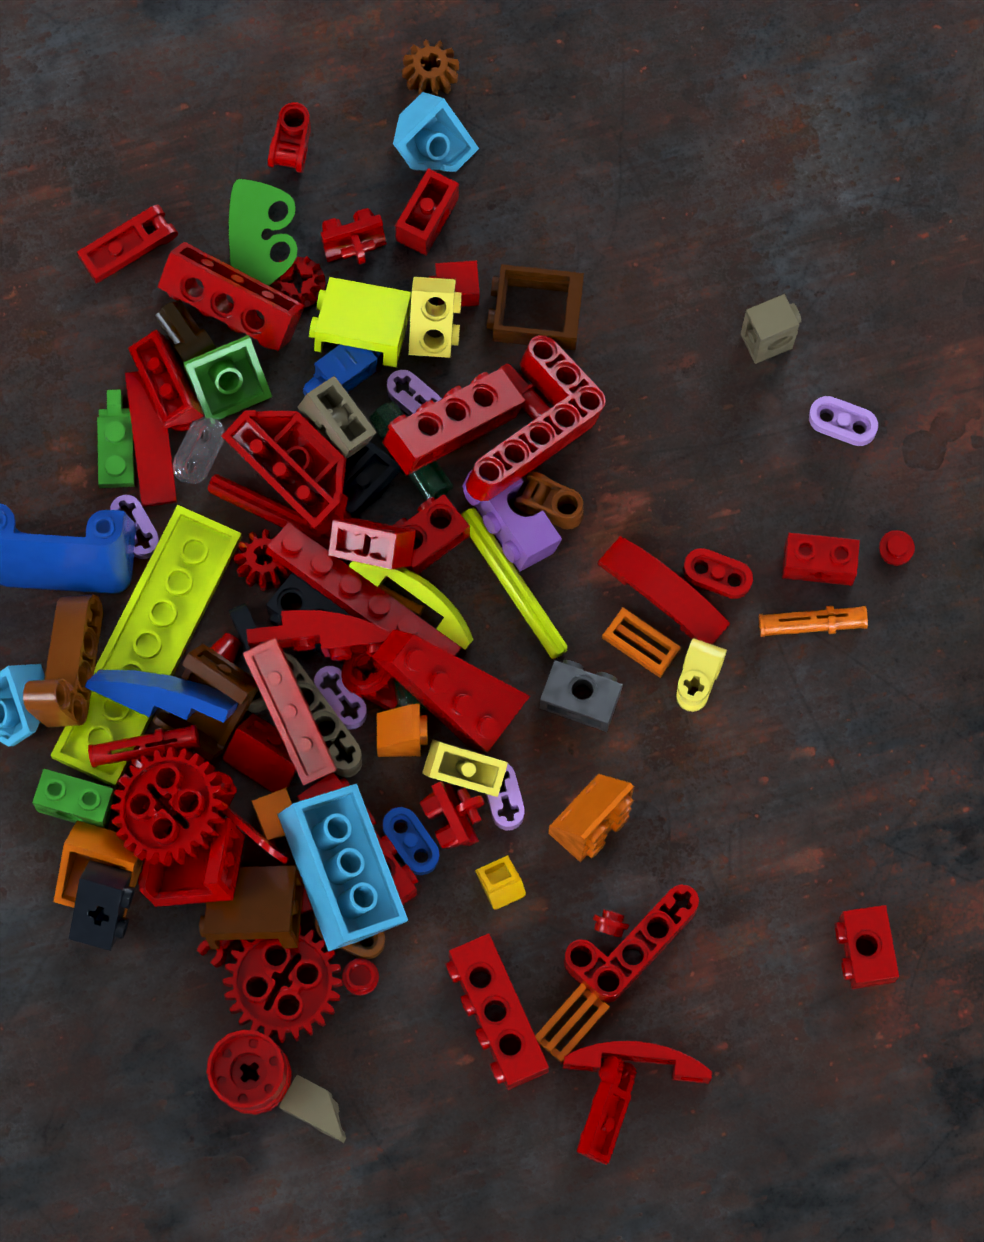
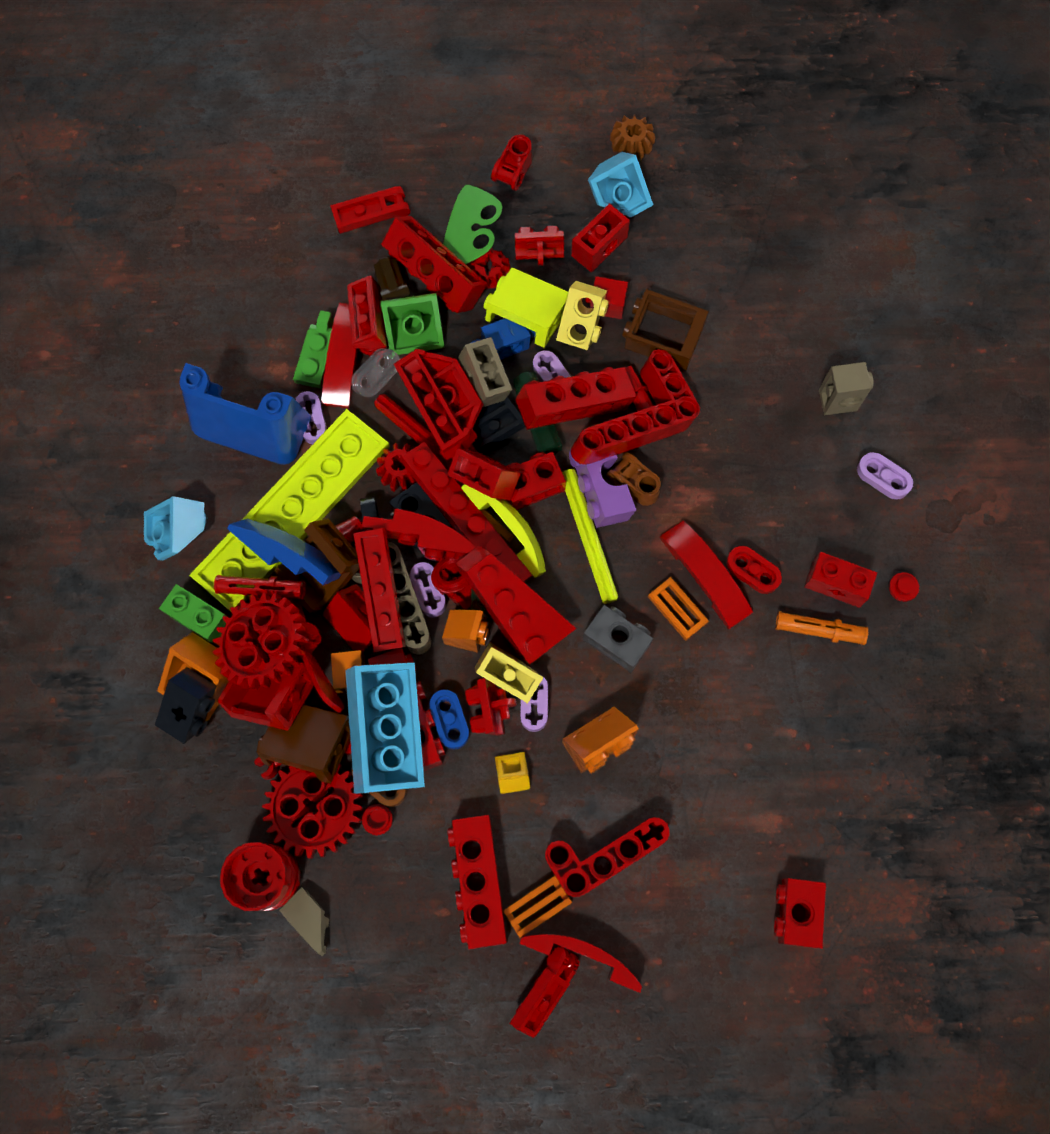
camera: 20 degrees right, 0 degrees up
(71, 662) = (228, 504): dark orange beam -> none
(610, 923) = (591, 832): red plate -> none
(700, 671) = (719, 643): light yellow piece -> none

